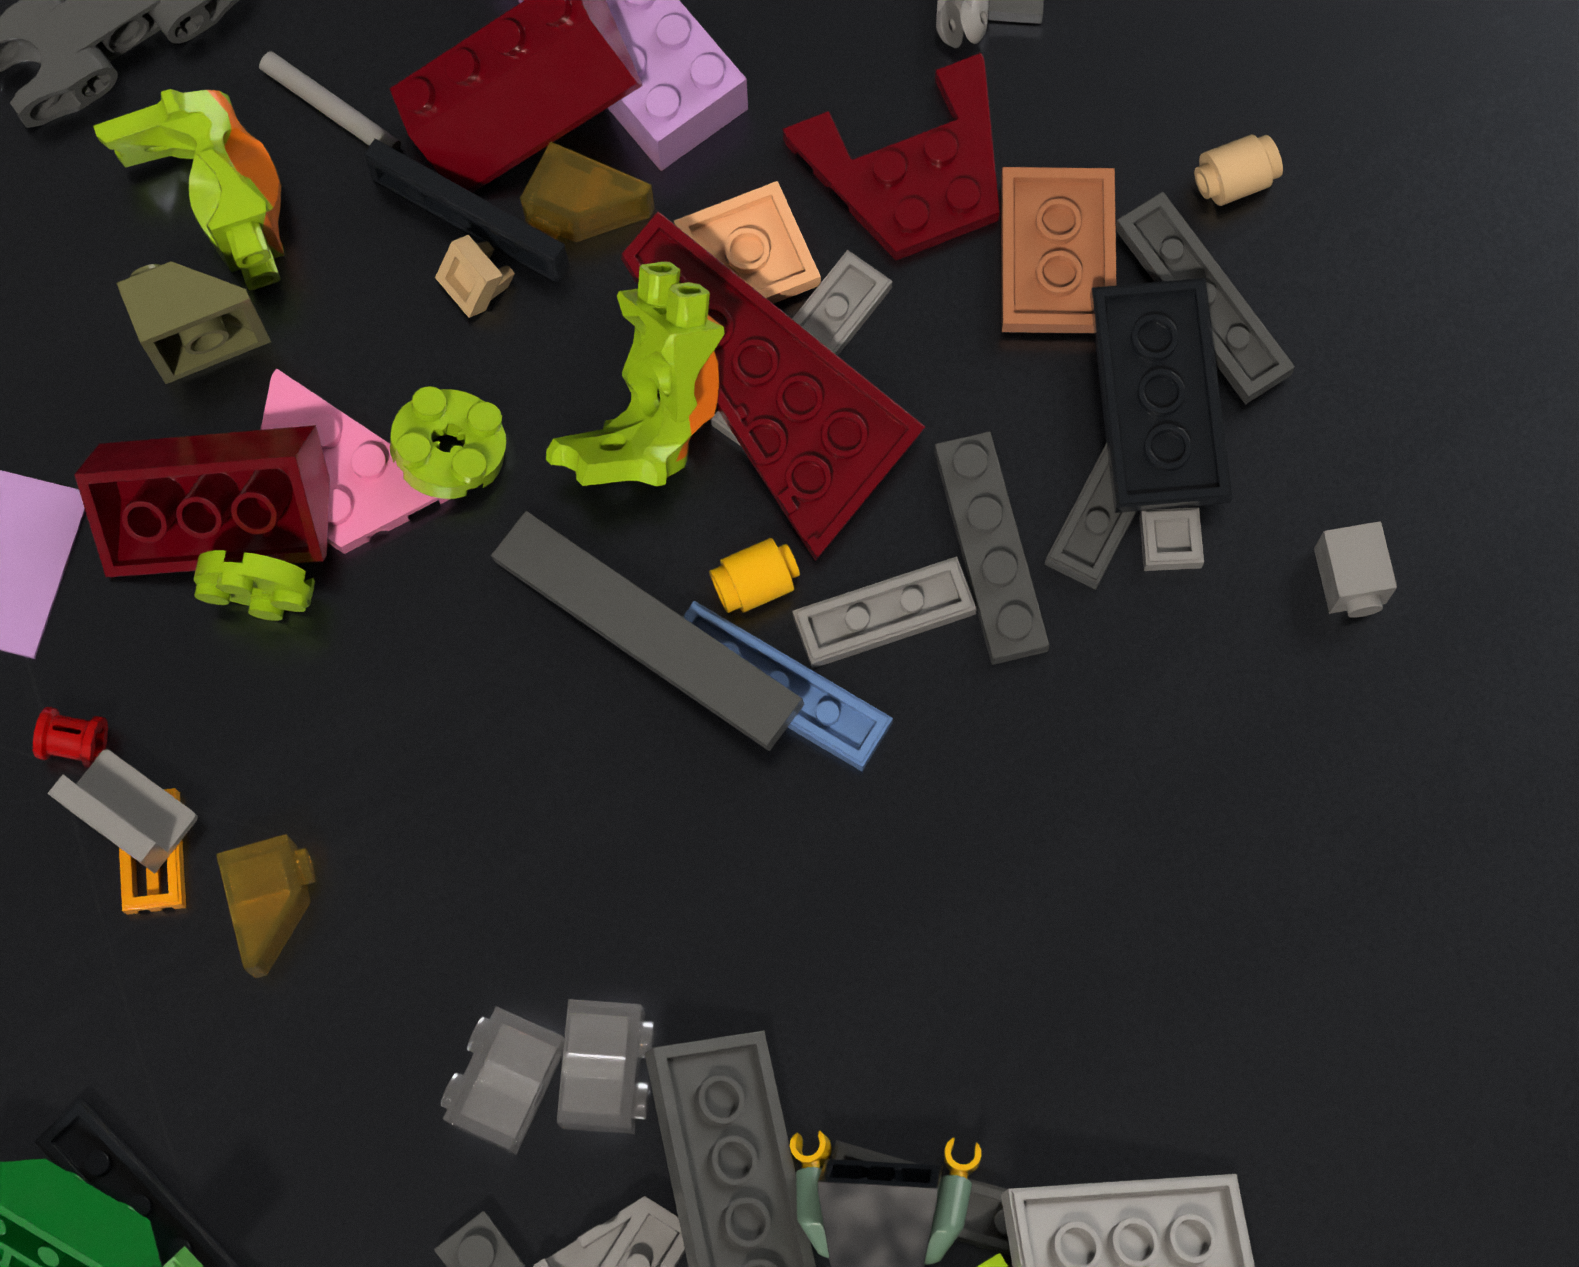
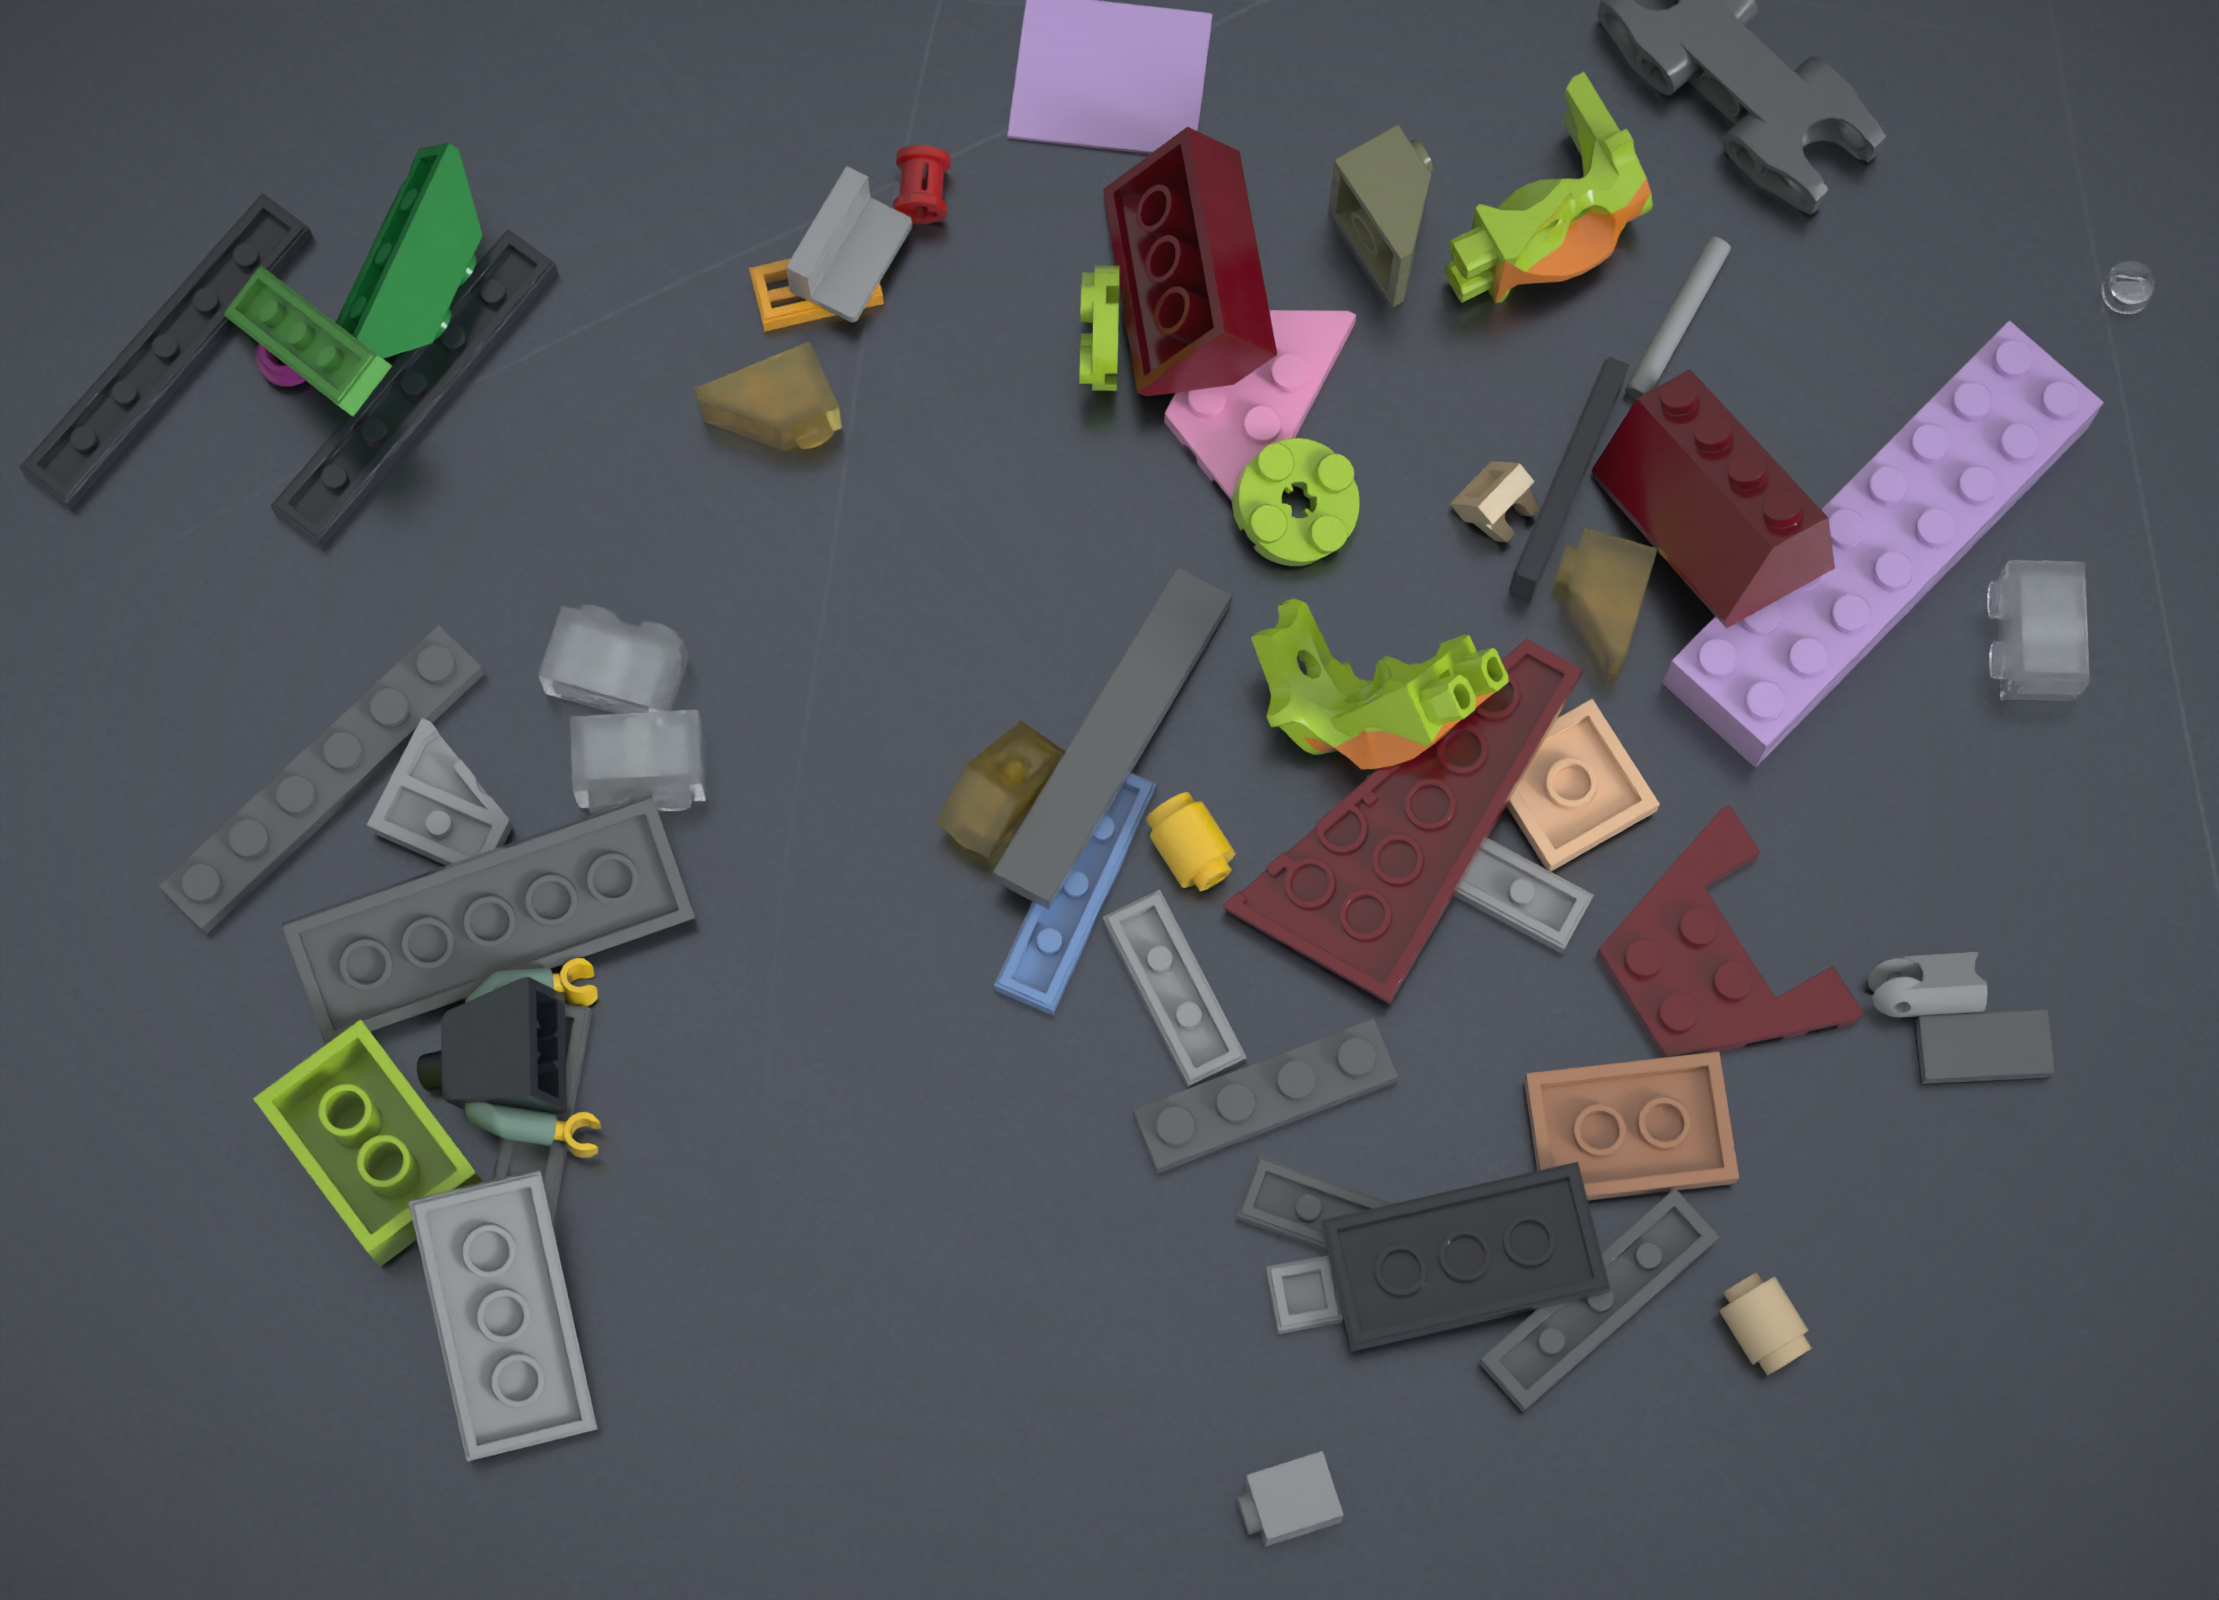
camera: 80 degrees right, 0 degrees up
(681, 734) = (999, 789): none -> clear yellow slope

